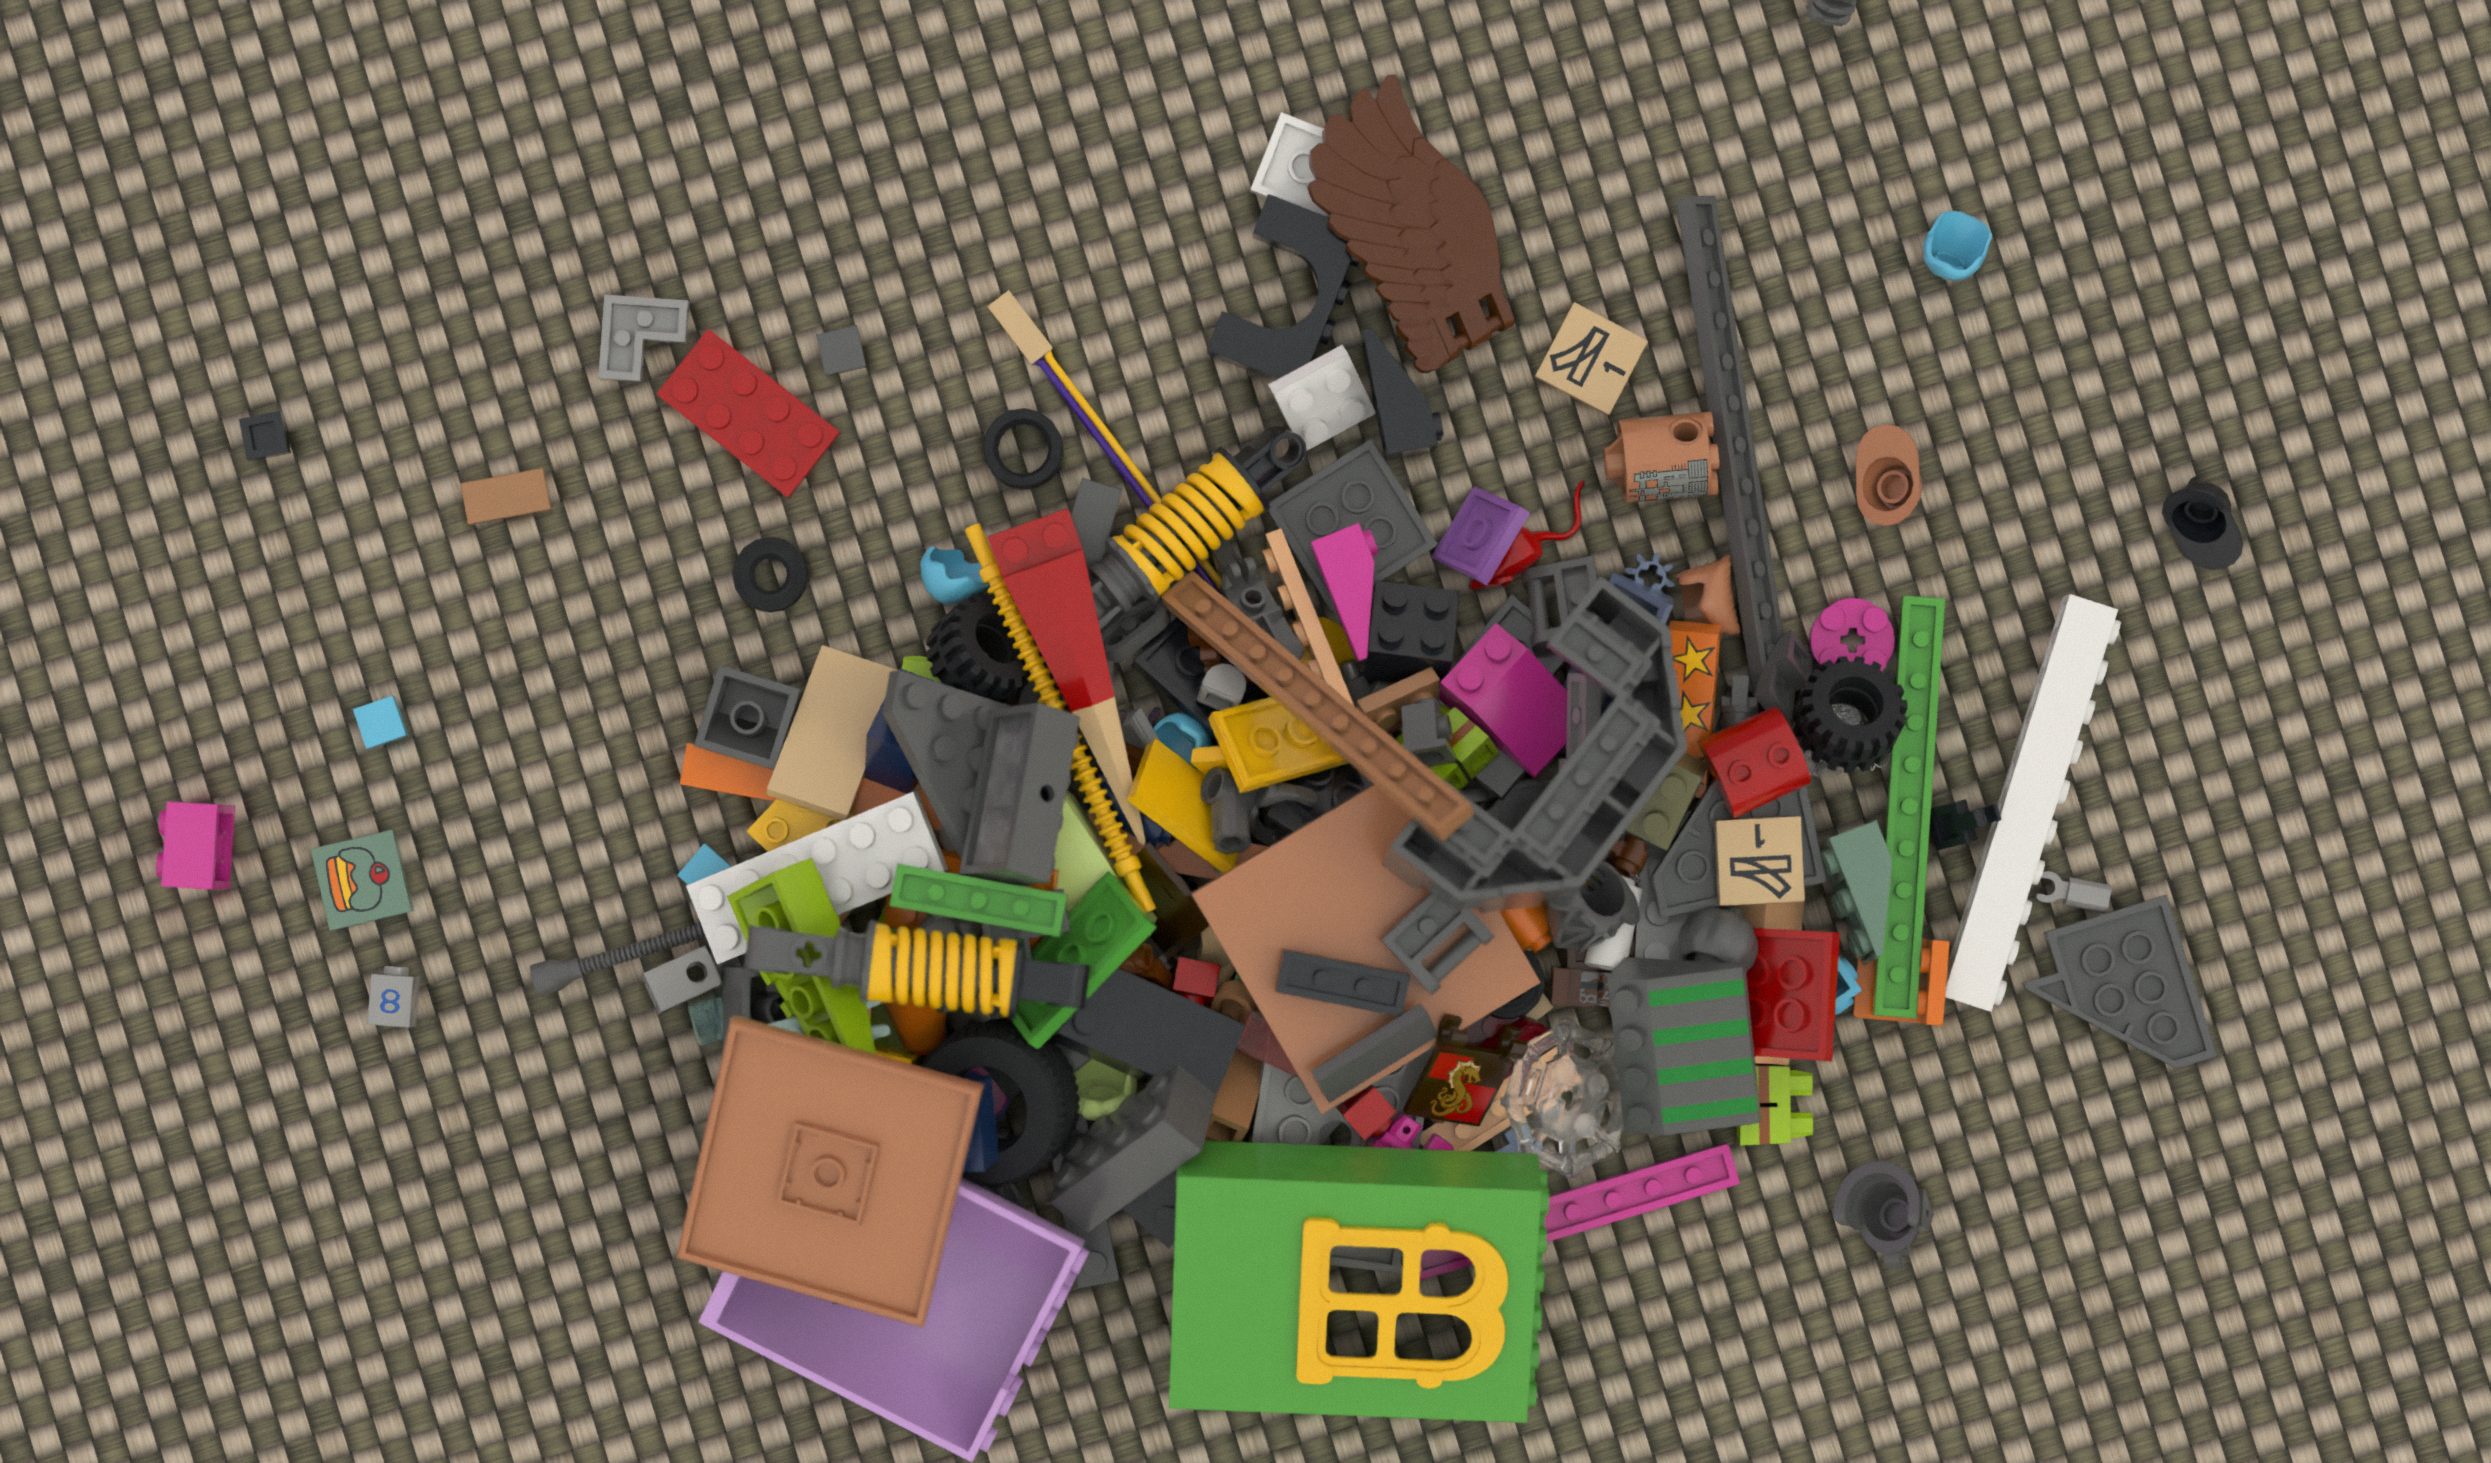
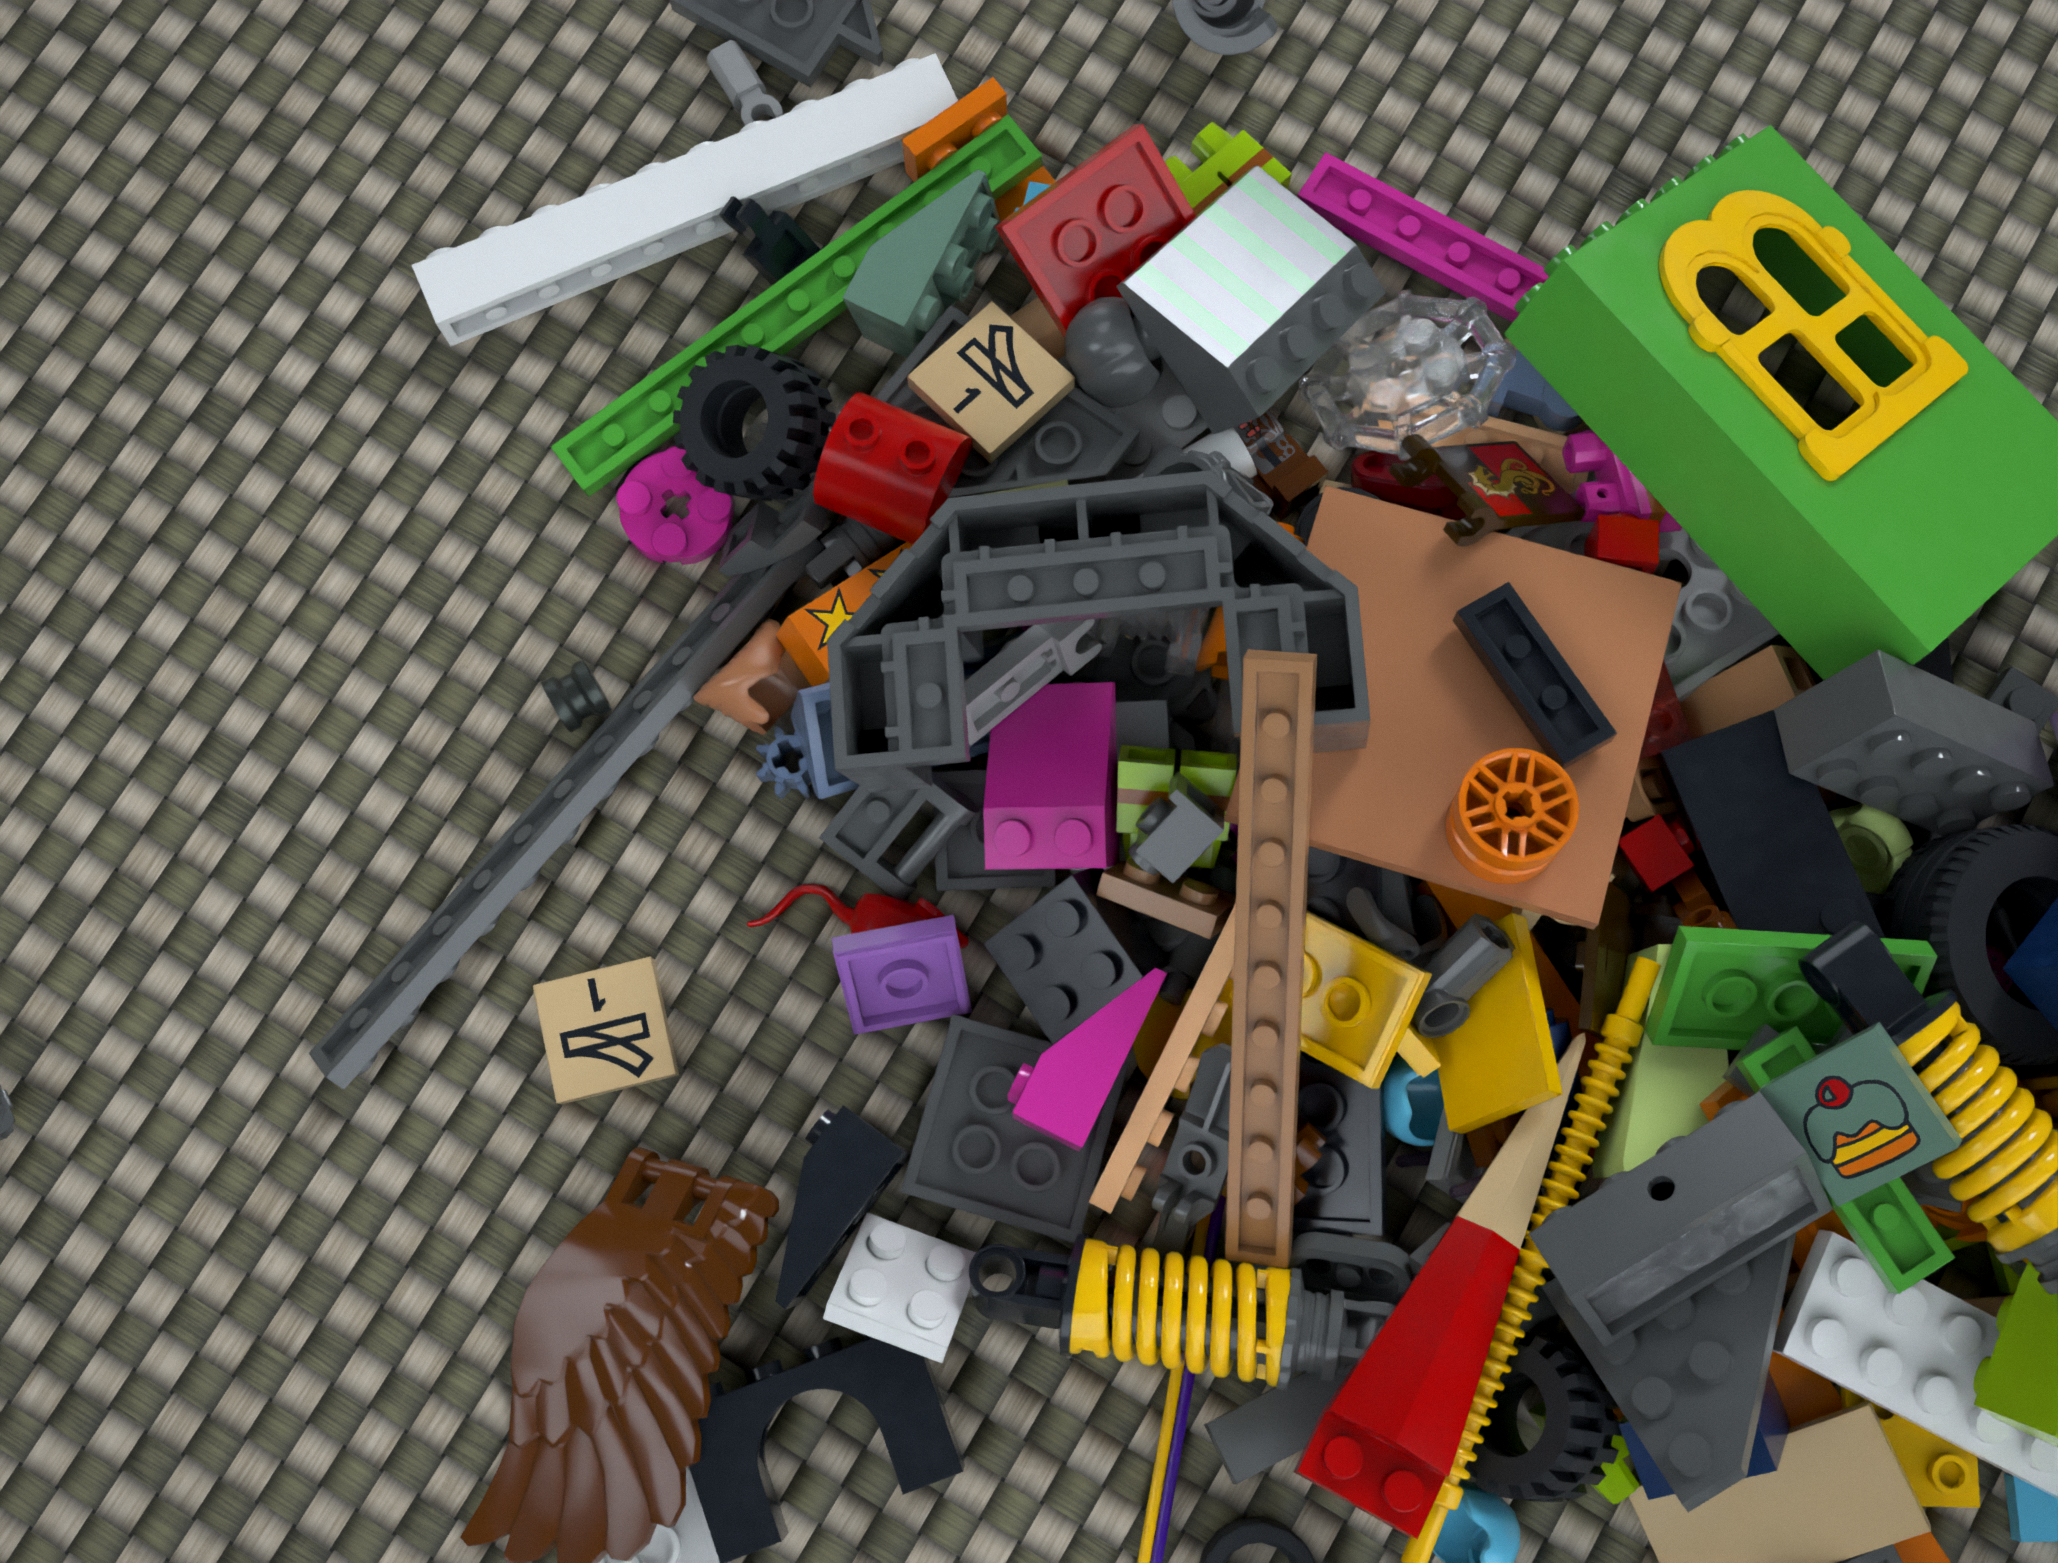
camera: 135 degrees left, 10 degrees down
(998, 915) = (1861, 1114): none -> sand green tile
(1222, 687) = (1327, 1103): light grey brick -> none
(1298, 912) = (1529, 789): none -> orange wheel
(1374, 1053) = (1573, 578): dark grey tile -> none
(1425, 930) = (1406, 640): dark grey plate -> none
(1663, 457) = (645, 852): nougat cylinder -> none
(1788, 494) = (576, 695): none -> pearl dark grey wheel
(1887, 475) = (465, 607): nougat piece -> none
(1956, 245) = (152, 748): medium azure hair -> none
(2203, 524) = (251, 261): black piece -> none

